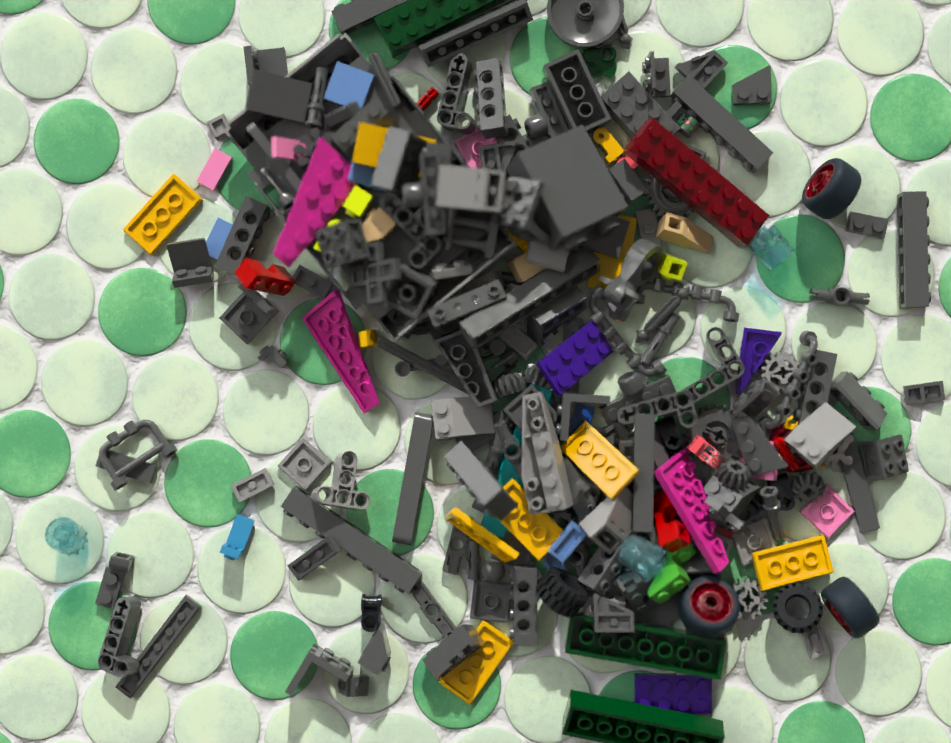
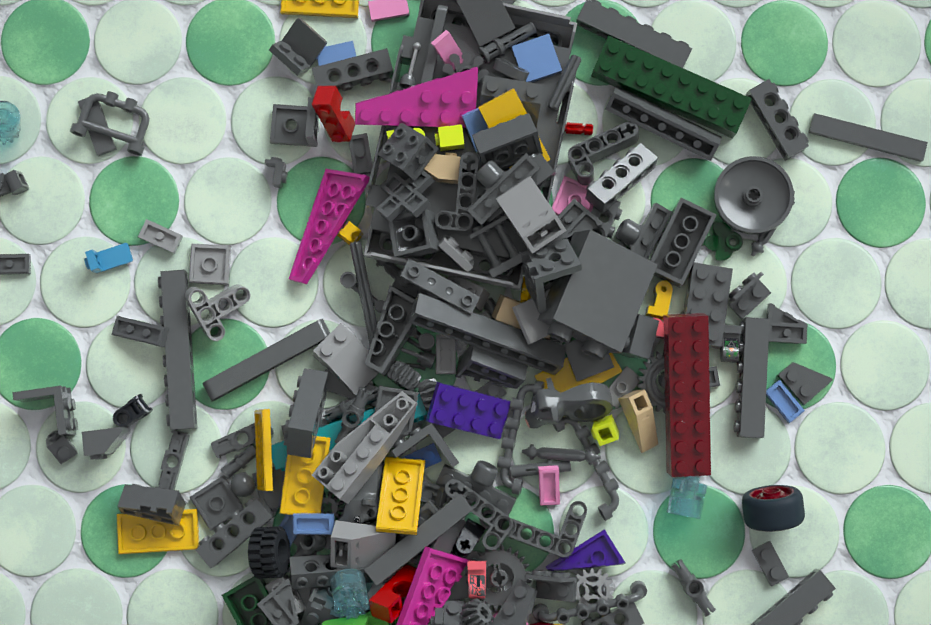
camera: 50 degrees right, 5 degrees down
(678, 342) = (549, 485): none -> bright pink tile
(757, 115) = (784, 401): none -> medium blue tile

